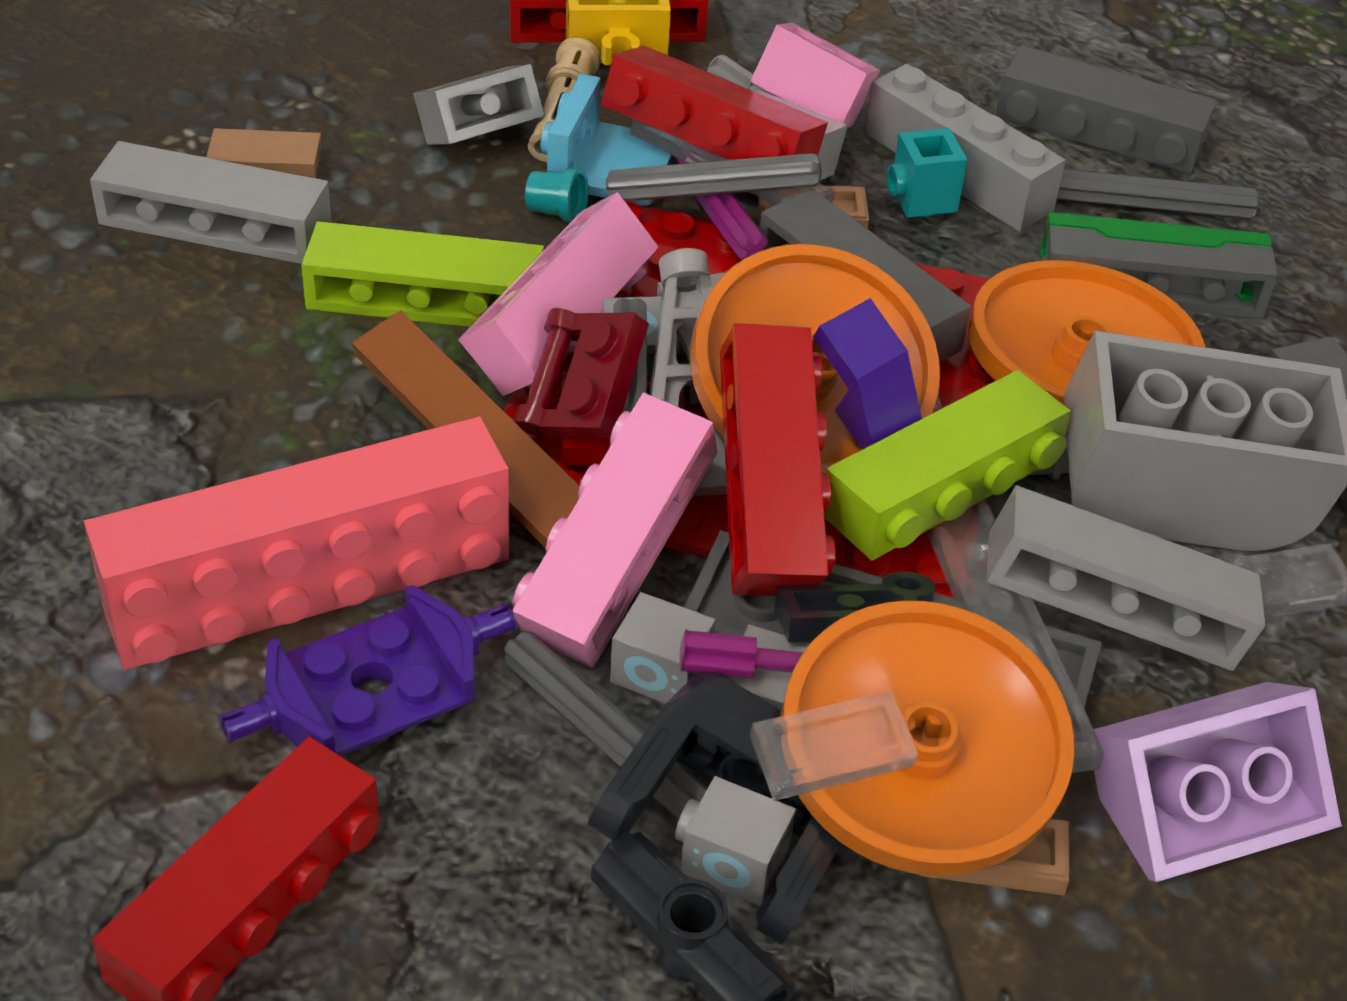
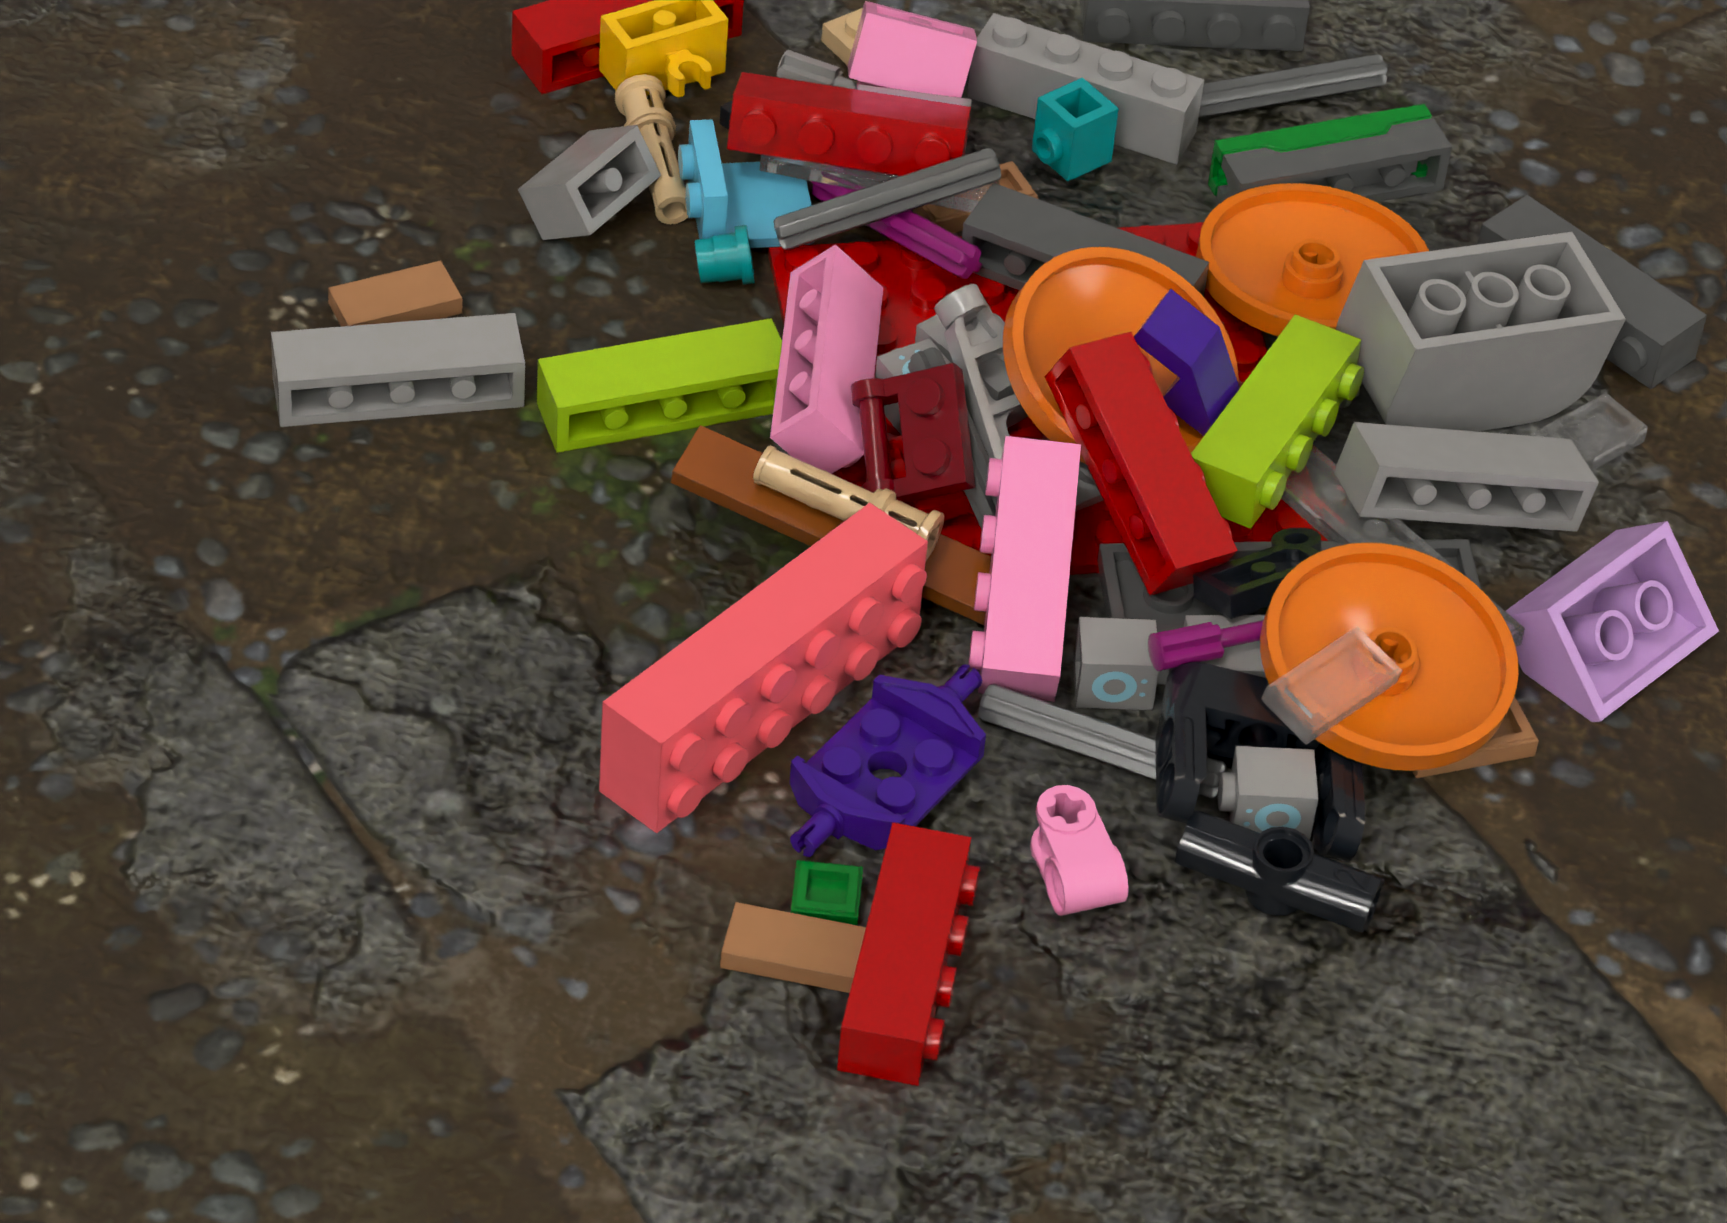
camera: 25 degrees left, 0 degrees up
(138, 823) = (792, 947): none -> medium nougat tile
(217, 784) = (827, 891): none -> green tile
(487, 833) = (1076, 853): none -> bright pink piece
(507, 427) = (839, 497): none -> tan pin

